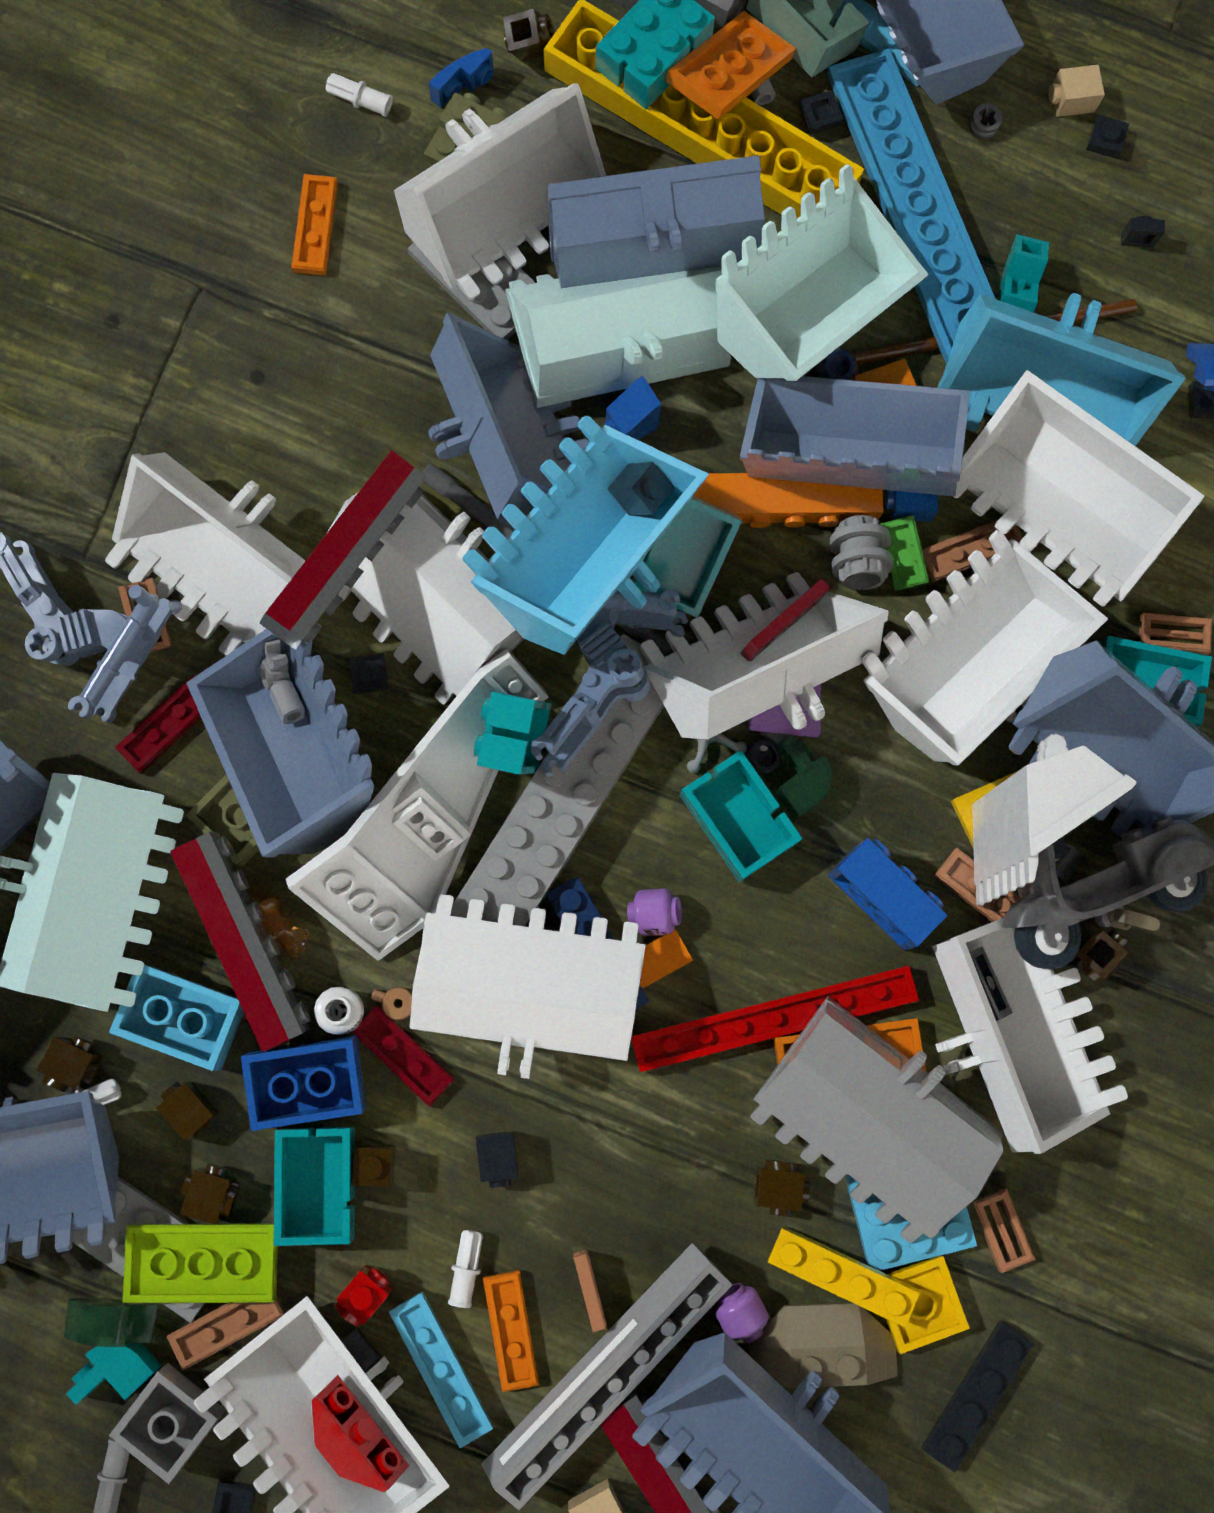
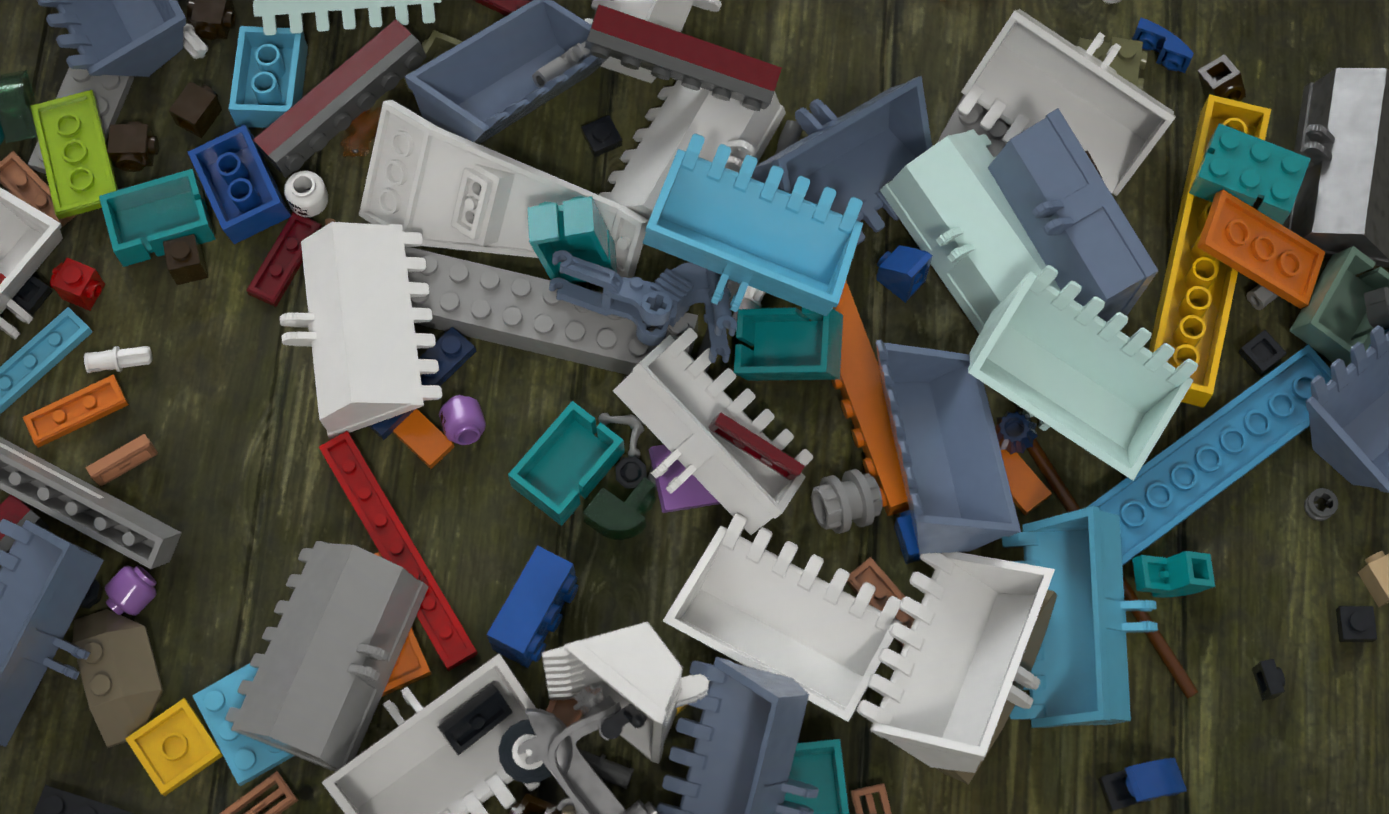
camera: 80 degrees right, 10 degrees down
(497, 1158) = (215, 354): black brick -> none
(640, 488) = (817, 268): black brick -> none
(781, 1187) = (248, 594): dark brown brick -> none
(844, 1276) = (182, 670): yellow plate -> none
(907, 554) = (862, 544): bright green plate -> none

